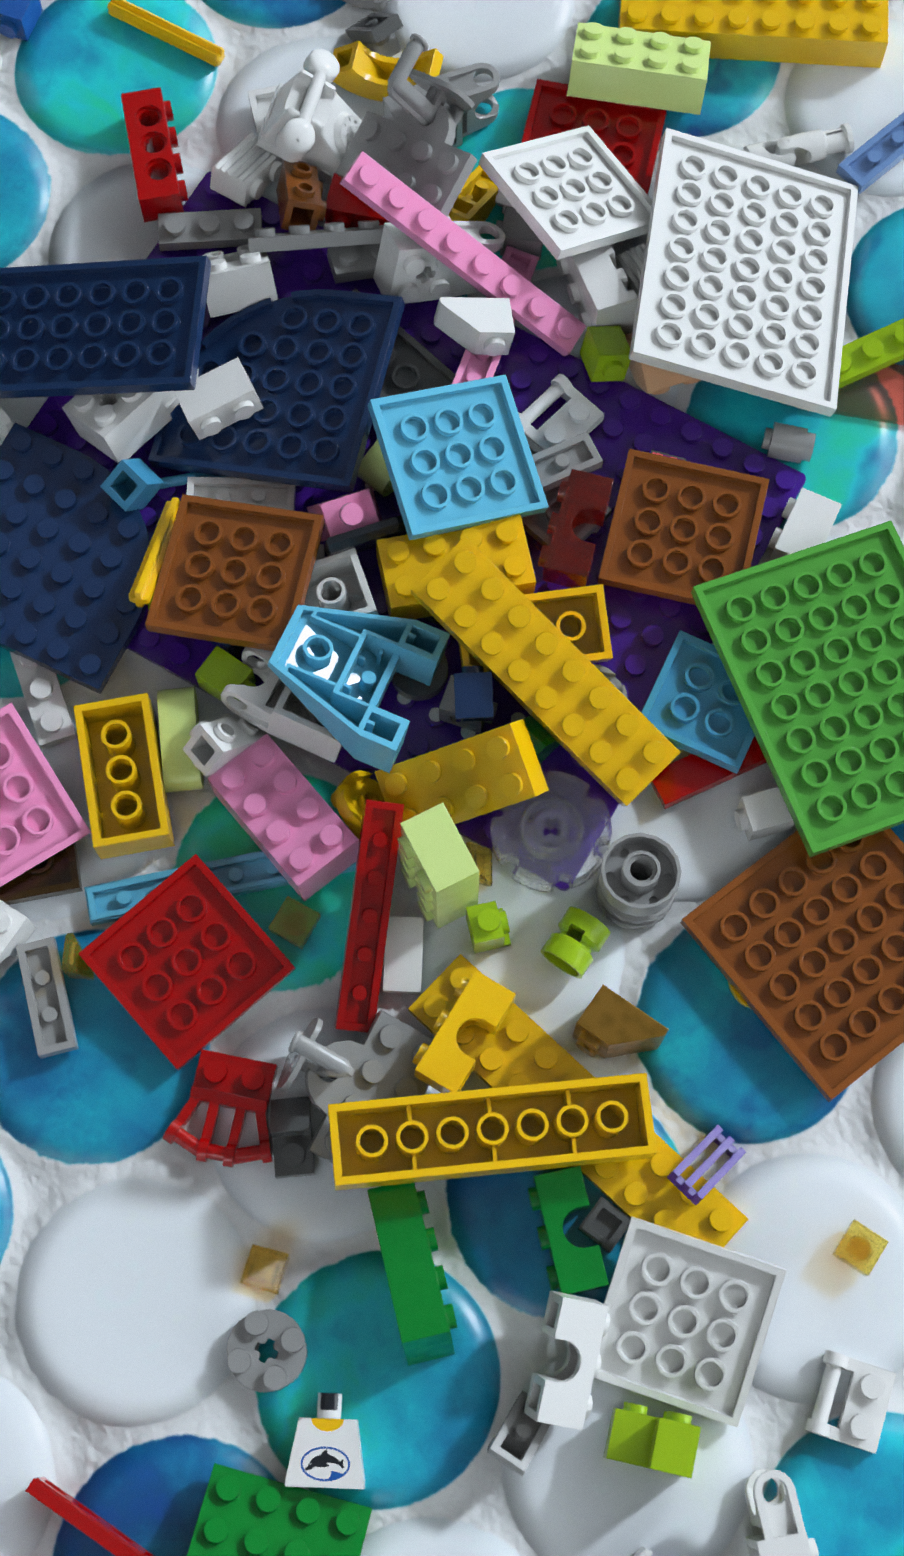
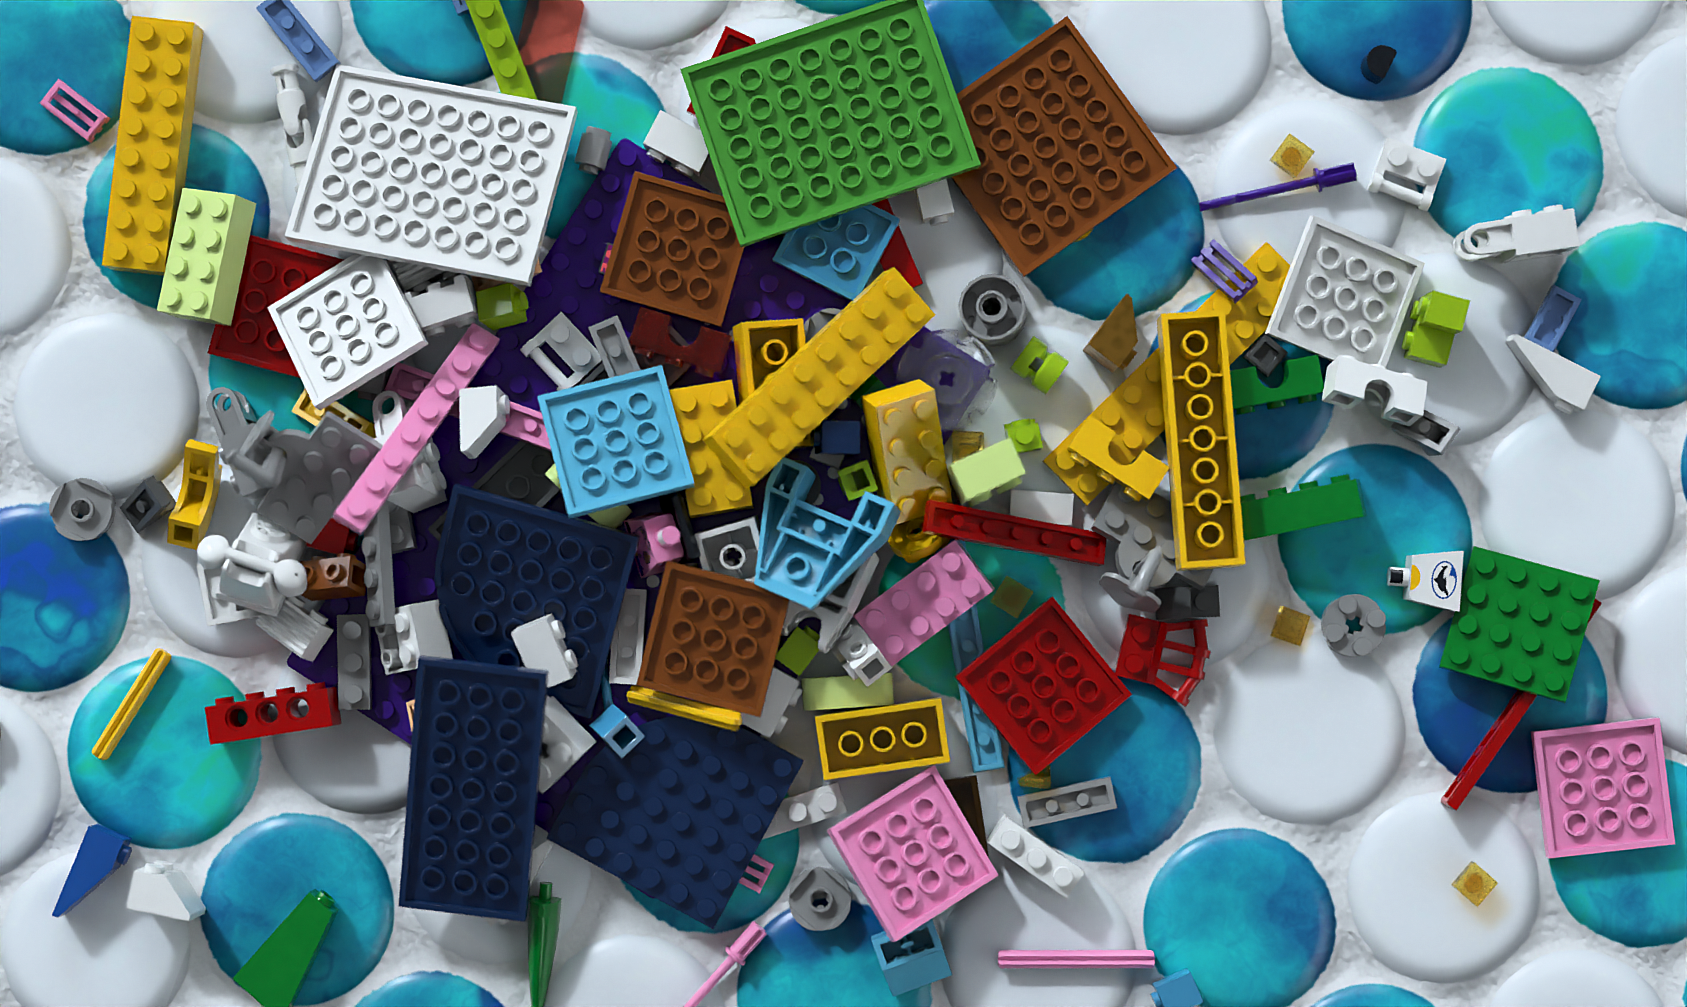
camera: 85 degrees left, 15 degrees up
(171, 655) = (781, 691): none -> white brick
(427, 729) = (856, 480): none -> lime brick
(834, 1288) = (1322, 179): none -> dark purple piece

